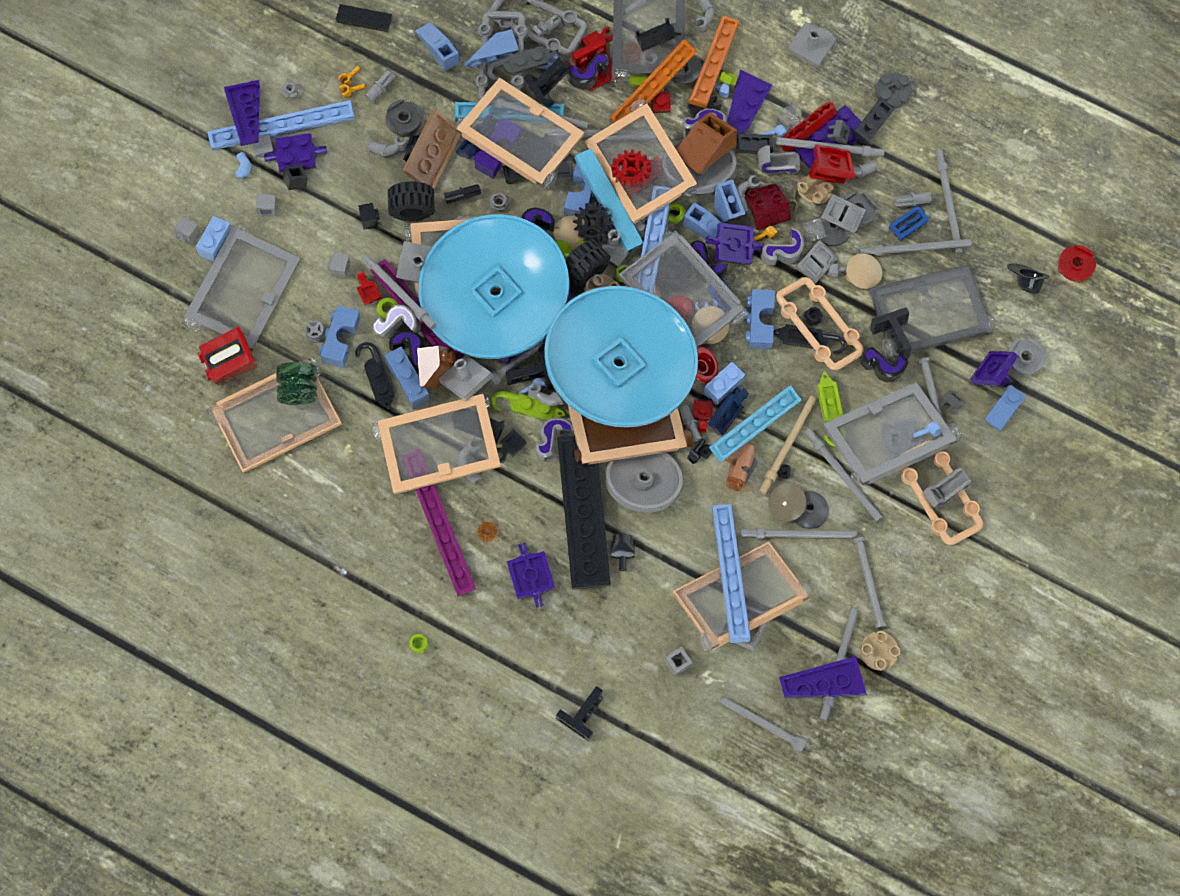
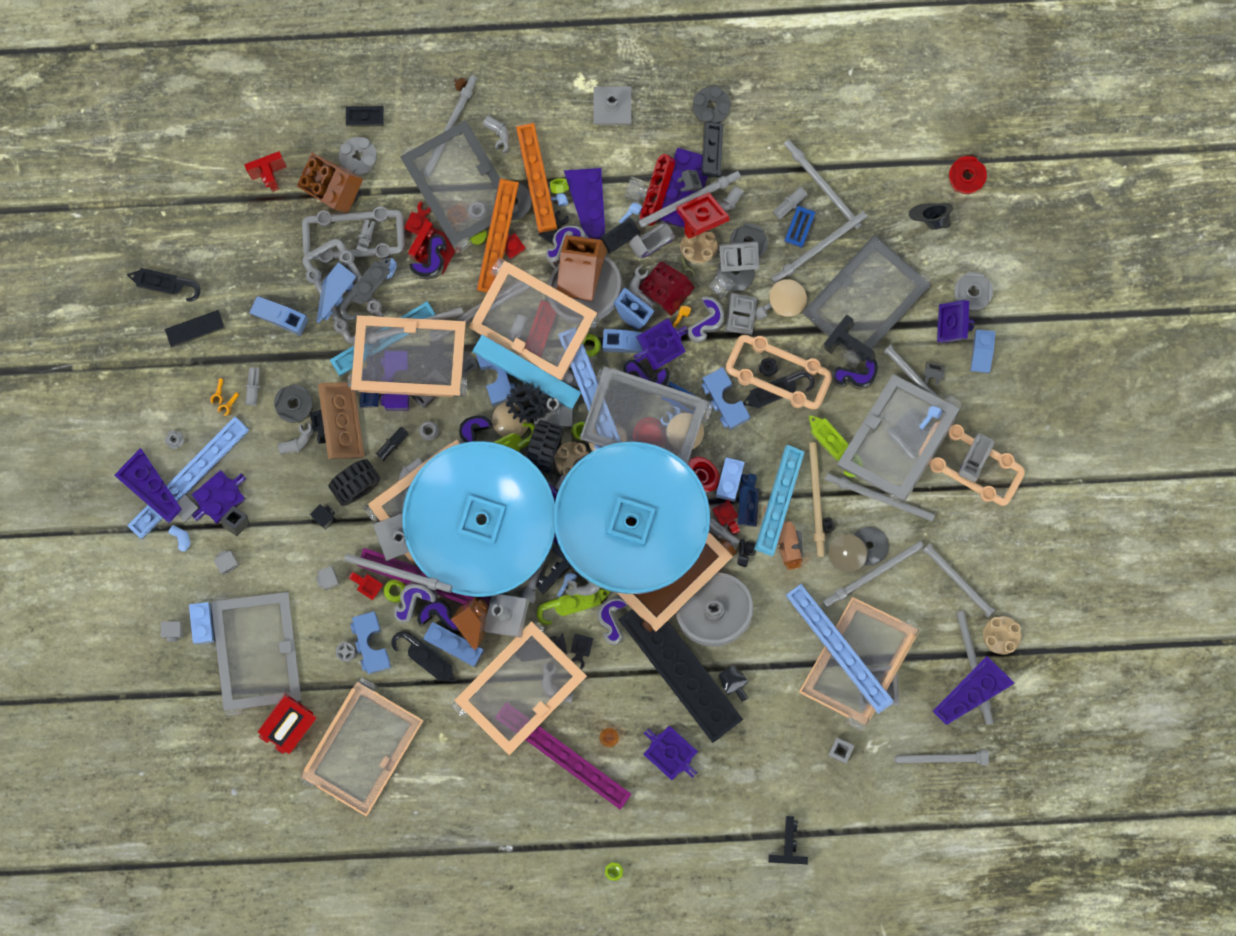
camera: 20 degrees left, 10 degrees up
(296, 383) = (365, 713): clear green wheel -> none
(548, 80) = (398, 298): black bracket -> none
(631, 168) = (532, 325): red gear -> none
(655, 36) = (470, 188): black hinge -> none

